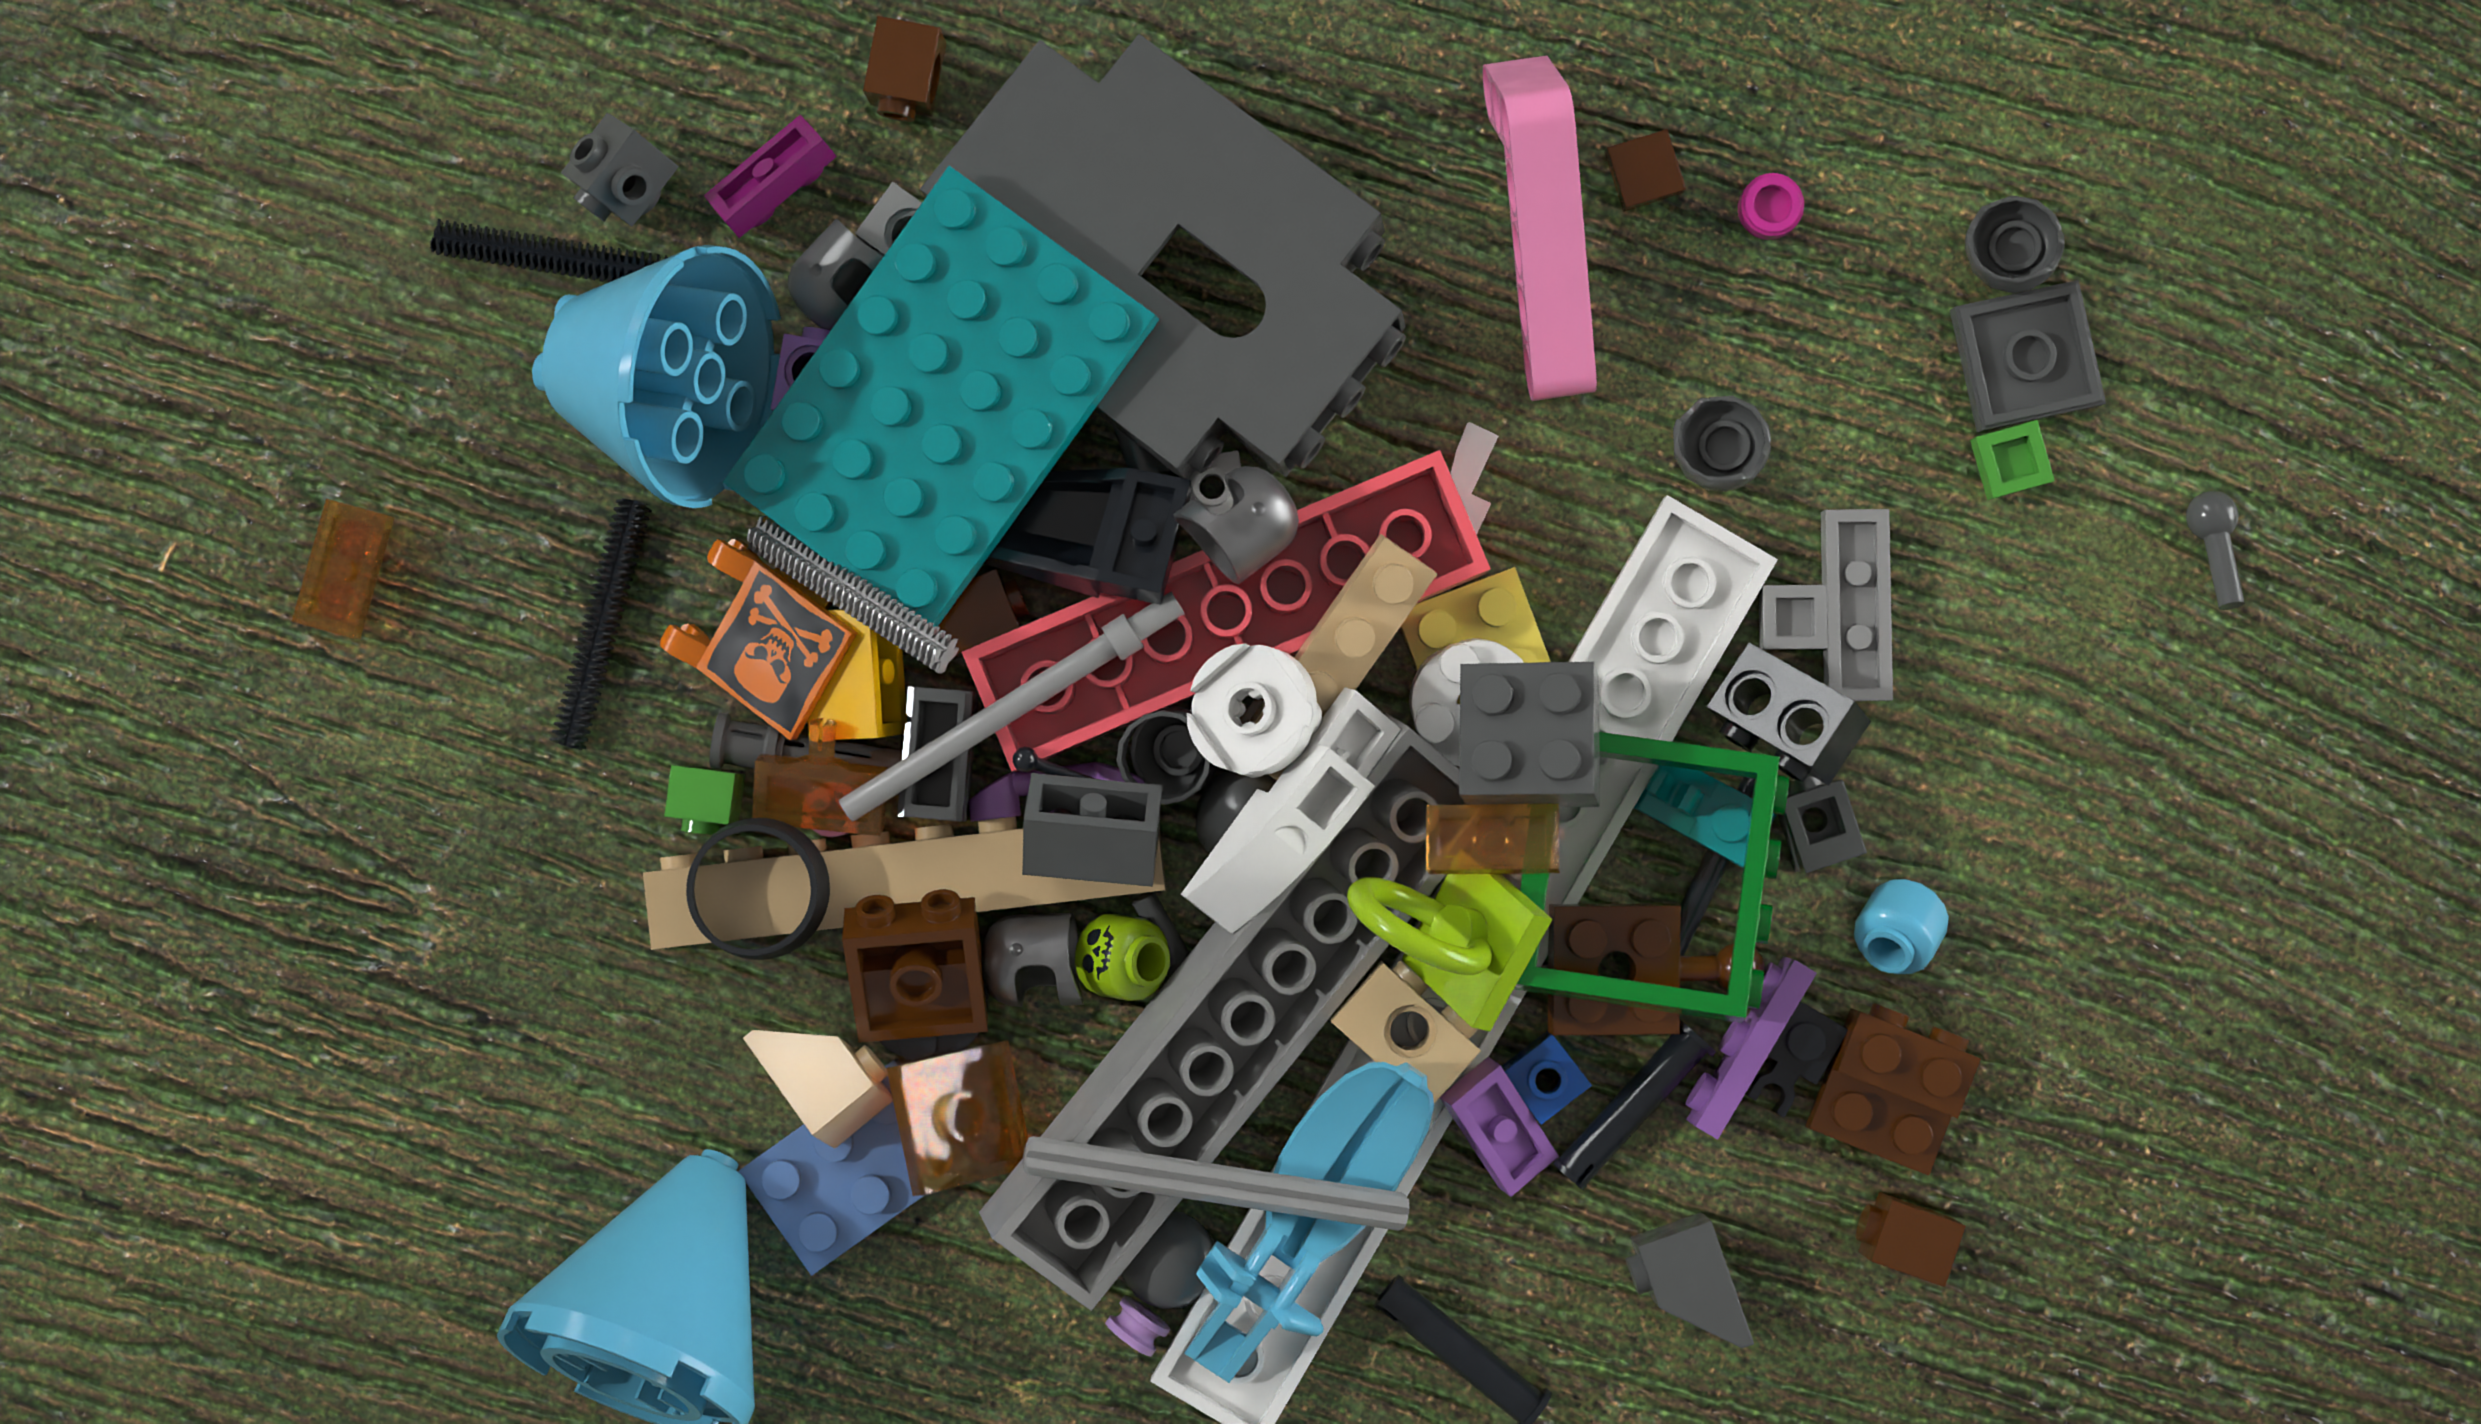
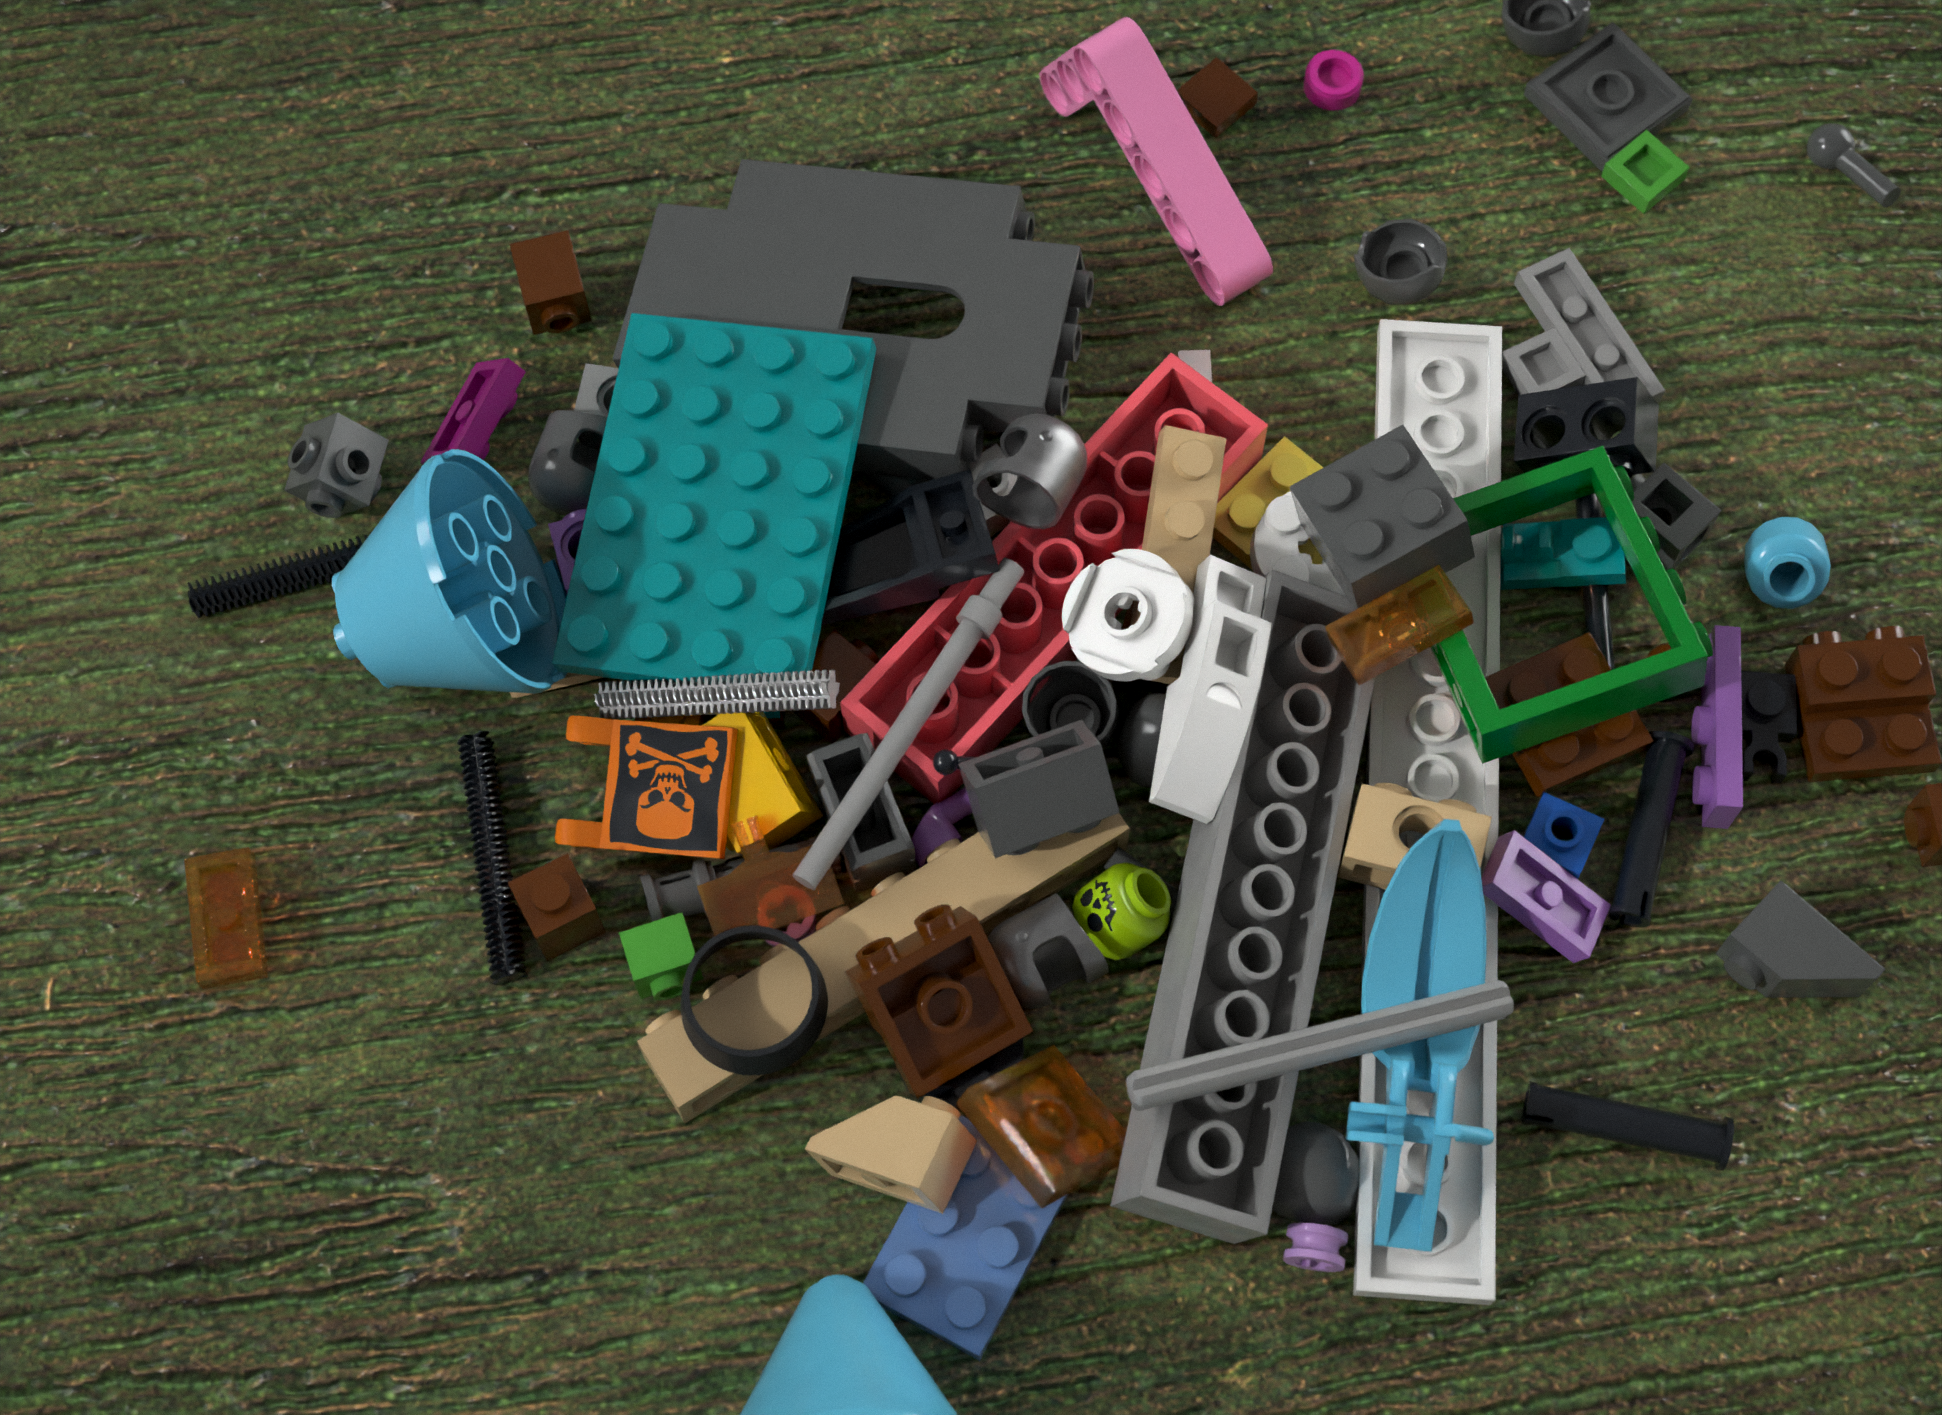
camera: 25 degrees left, 20 degrees down
(632, 706) = (557, 907): none -> reddish brown brick
(1468, 941) = (1425, 720): lime tile -> none

